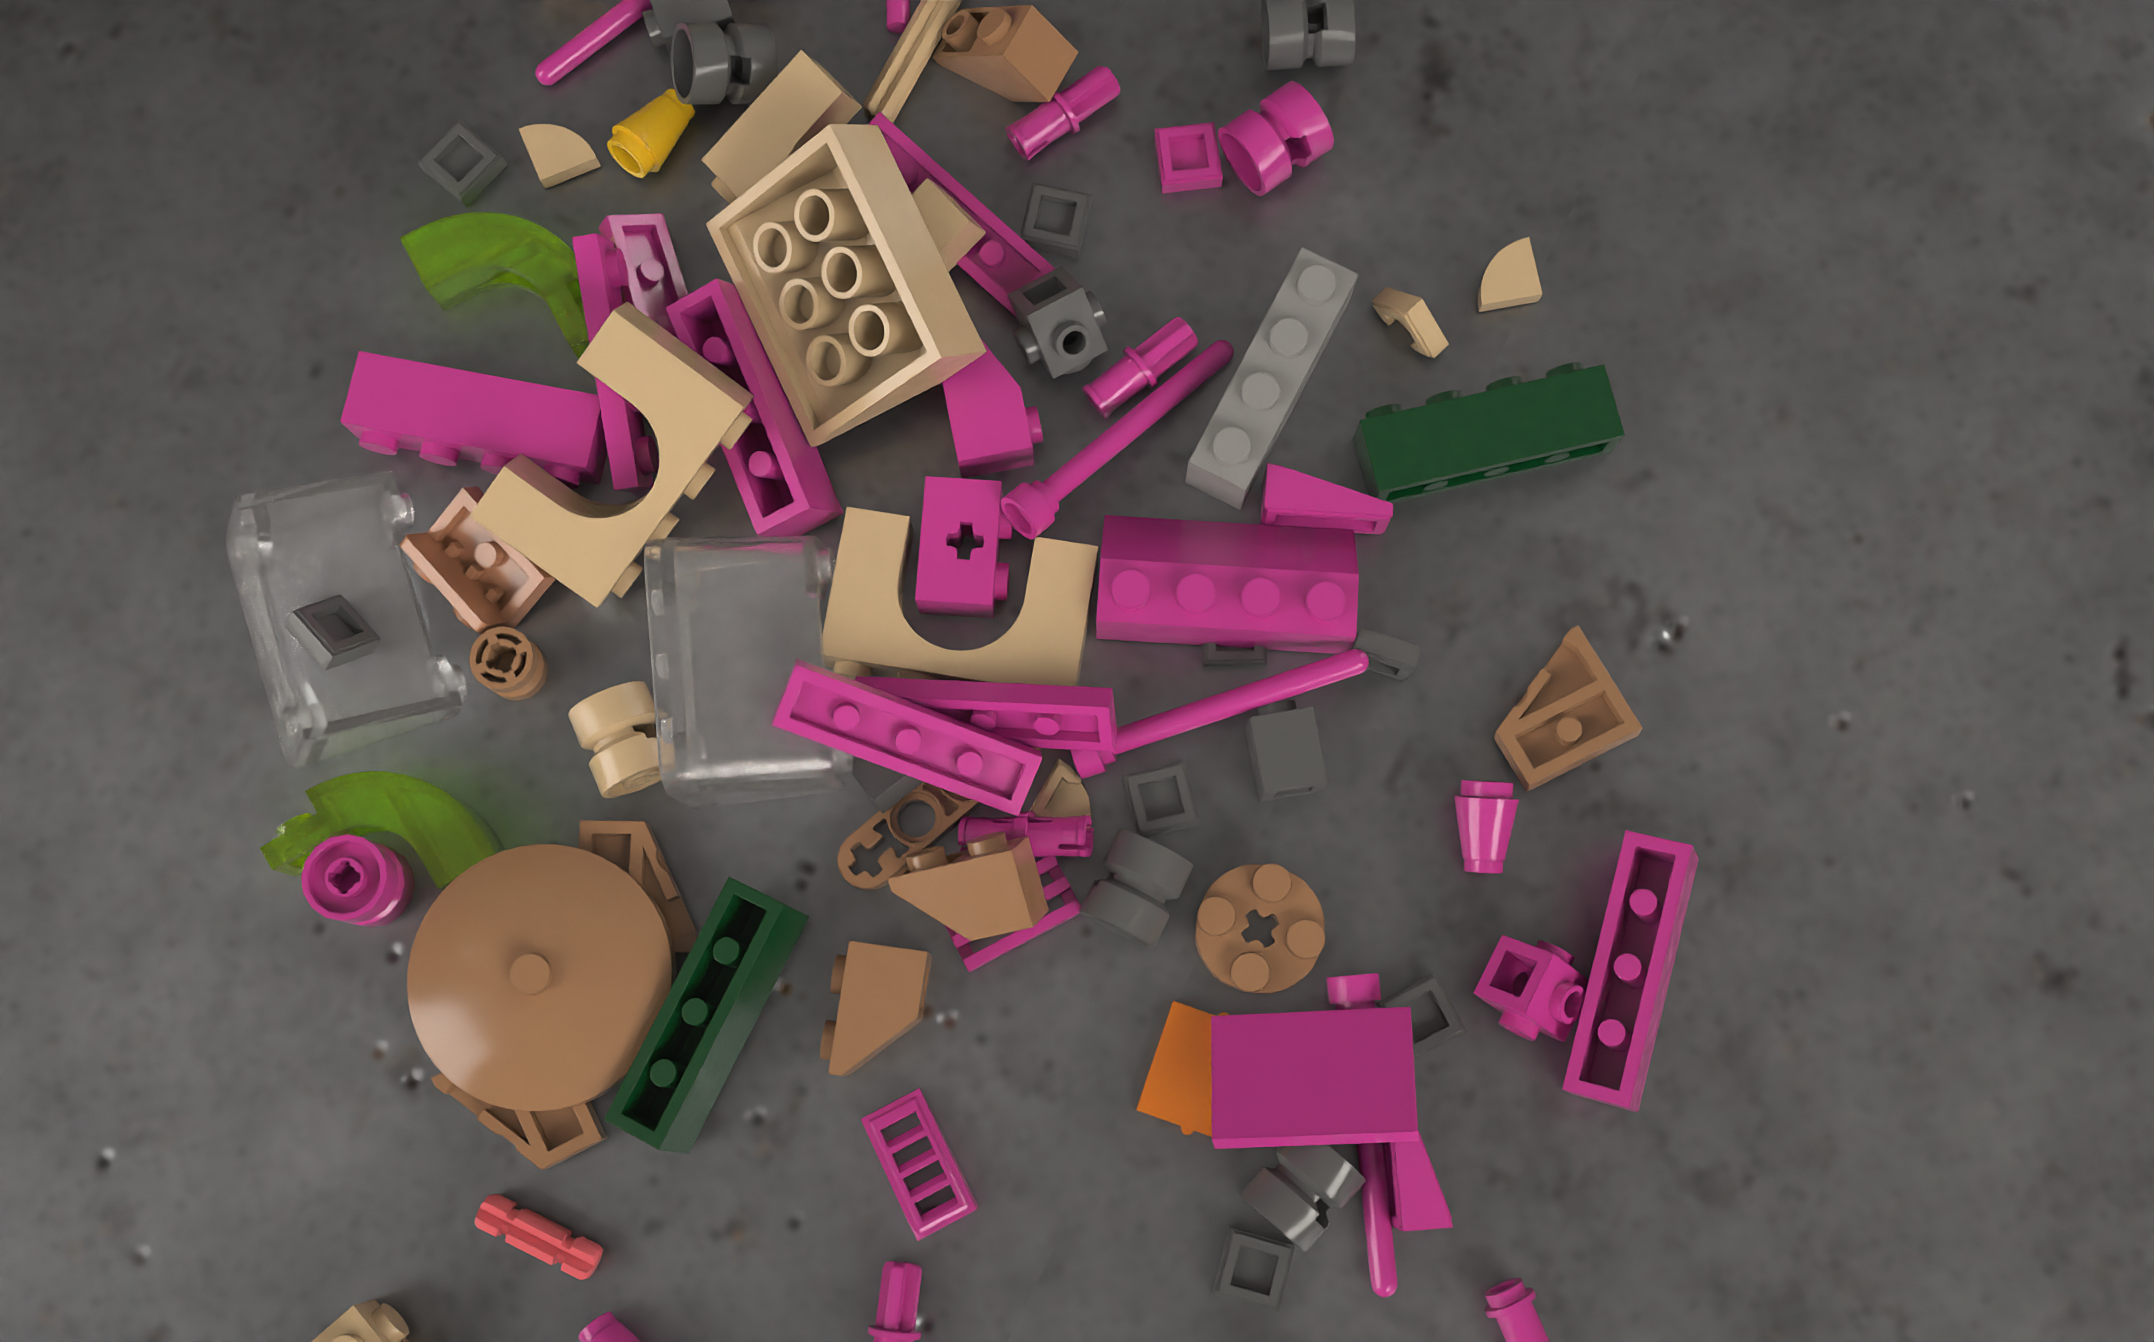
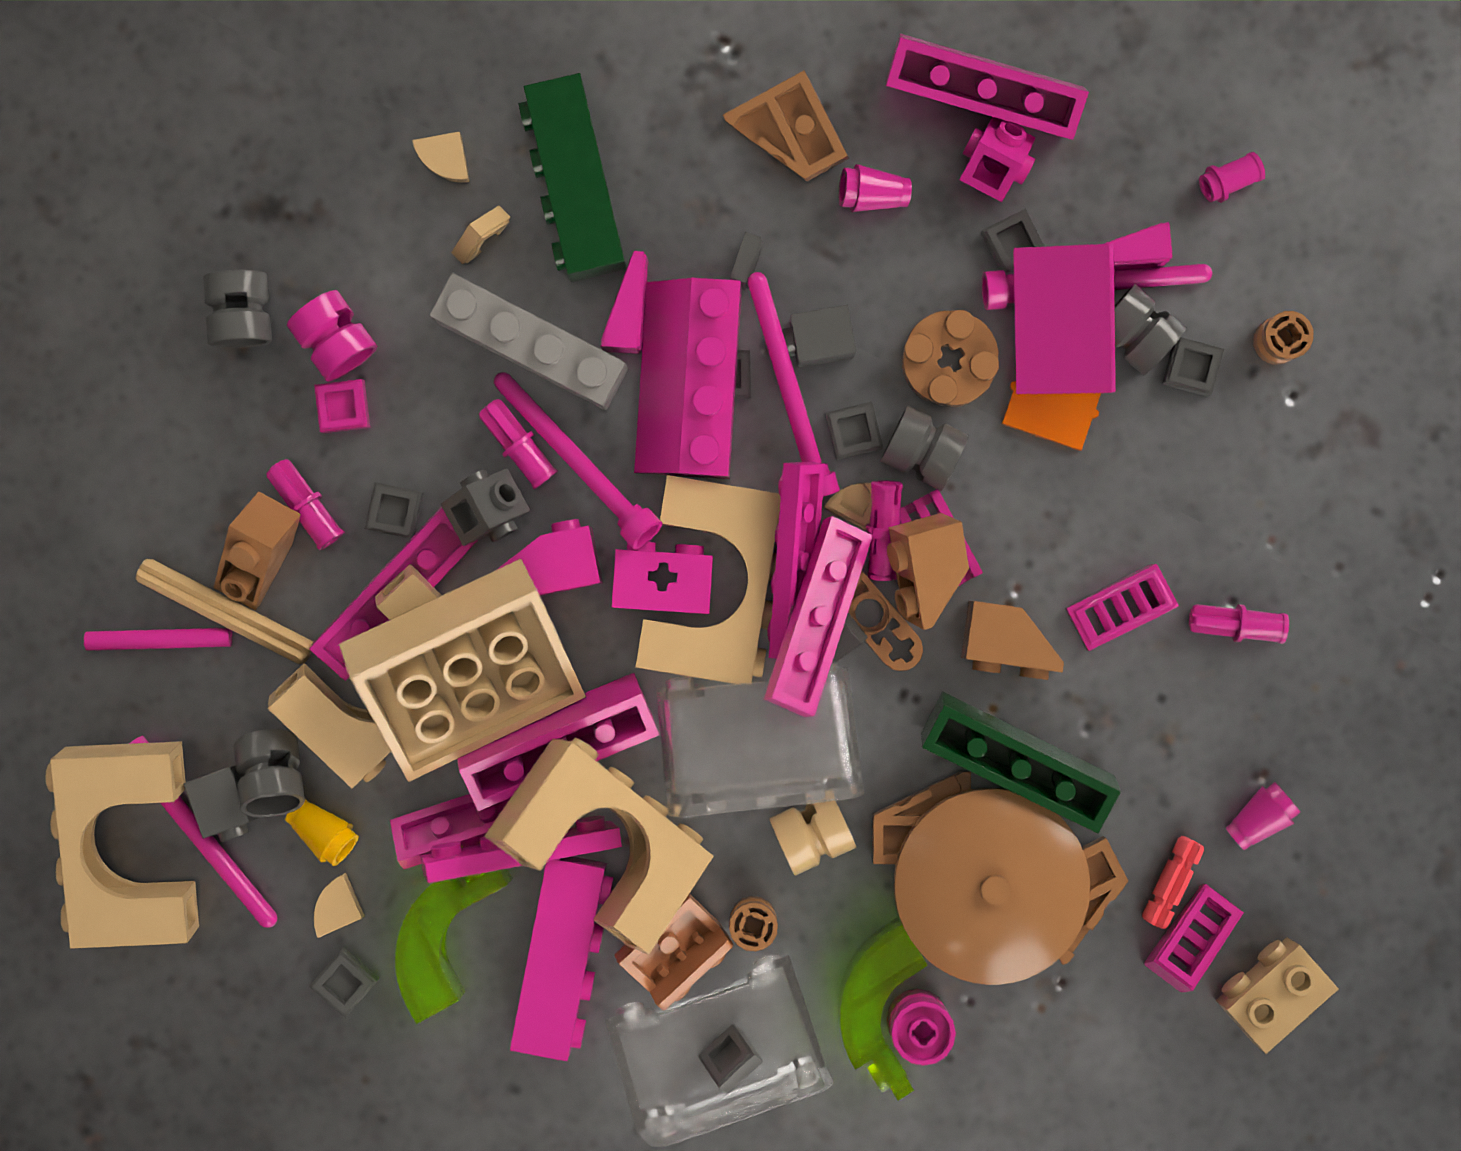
camera: 90 degrees left, 10 degrees up
(423, 1271) = (1196, 965): none -> dark pink slope

